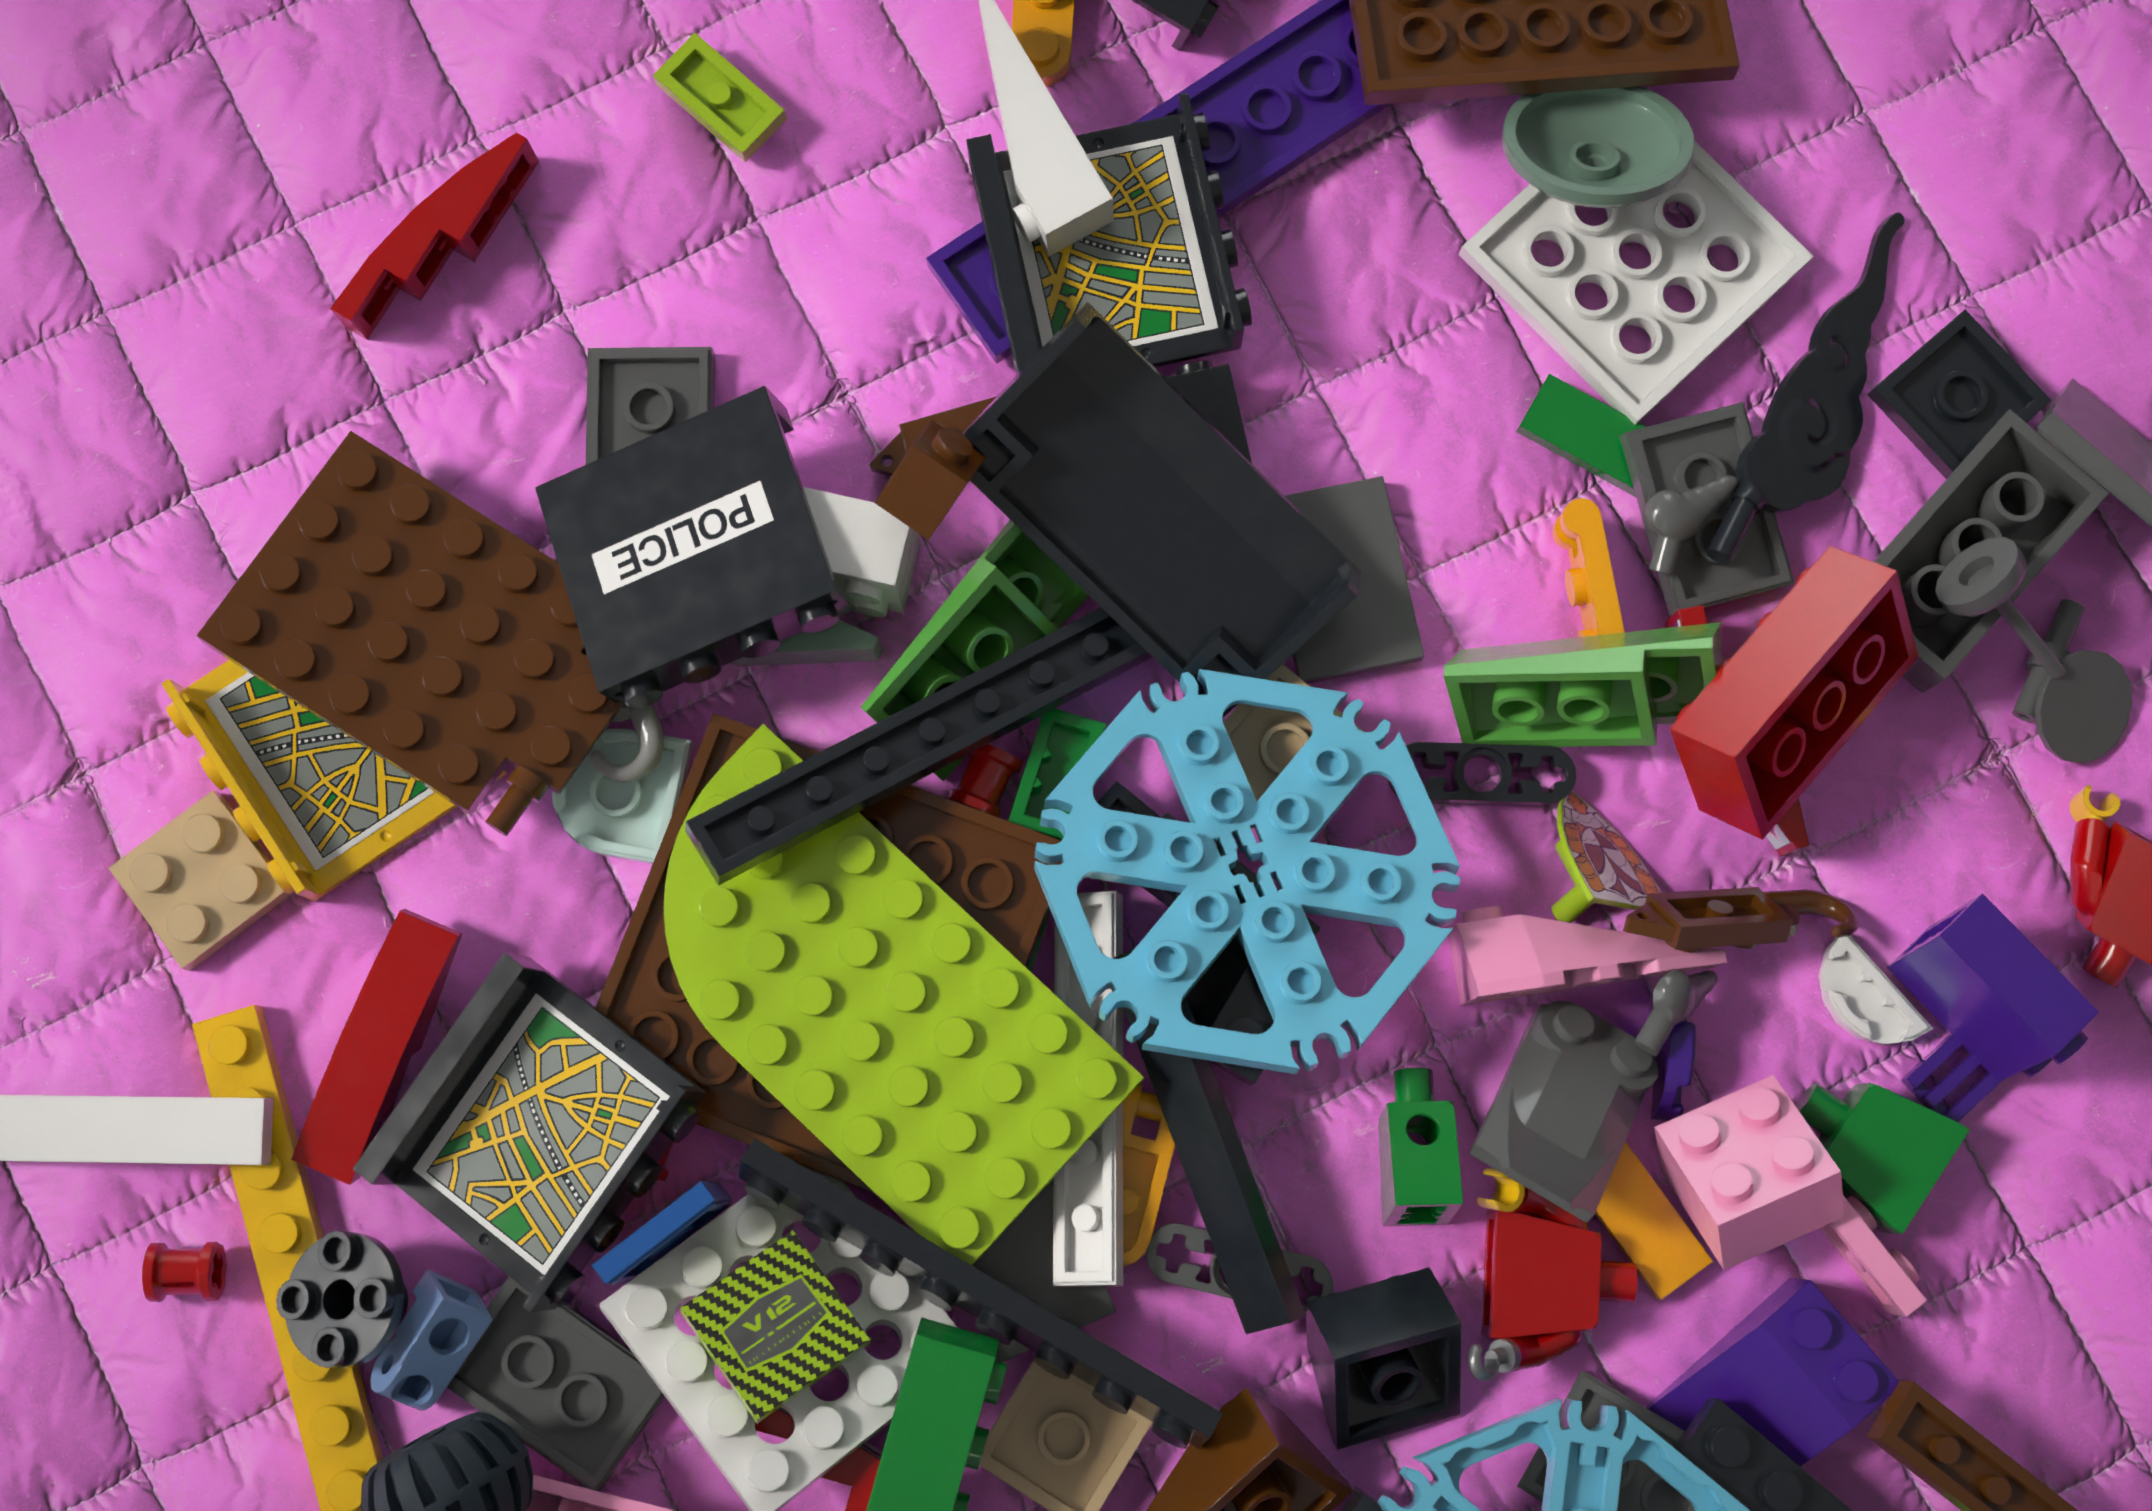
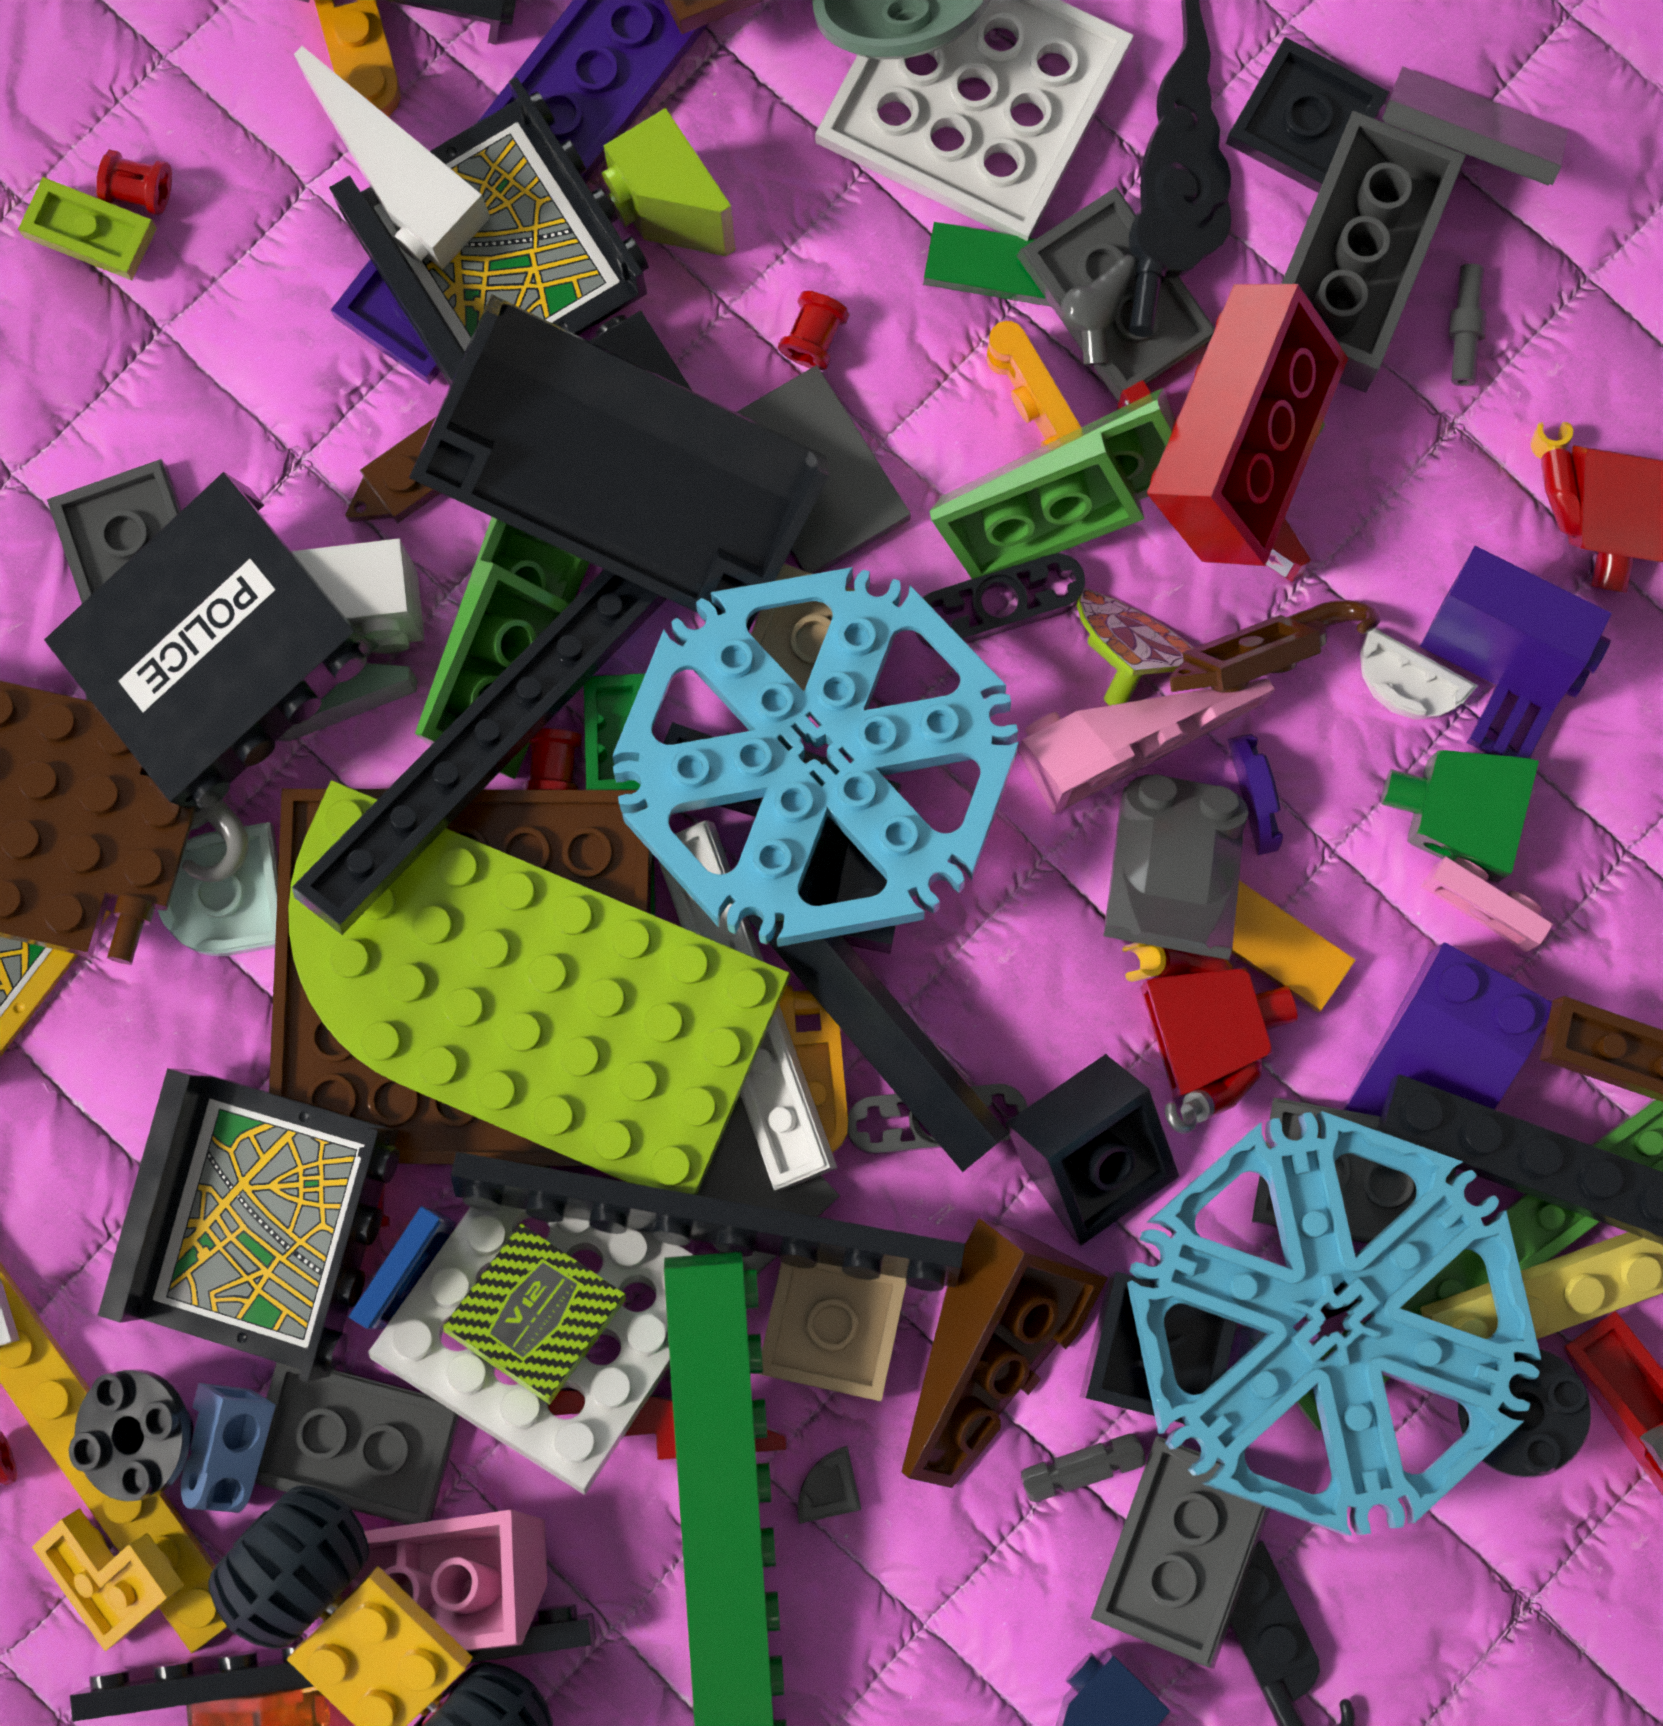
camera: 20 degrees left, 0 degrees up
(266, 1442) = (107, 1590): none -> yellow plate
(377, 1045) = (79, 1198): red slope -> none
(780, 67) = (134, 182): none -> red bush
(930, 479) = (405, 502): reddish brown brick -> none
(1297, 252) = (667, 189): none -> lime slope
(1392, 440) = (813, 330): none -> red bush
(1418, 1180) = (1067, 976): green torso -> none
(1673, 1002) = (1239, 738): dark grey animal -> none
(1750, 1172) = (1358, 866): bright pink brick -> none
(2084, 695) = (1507, 344): dark grey piece -> none

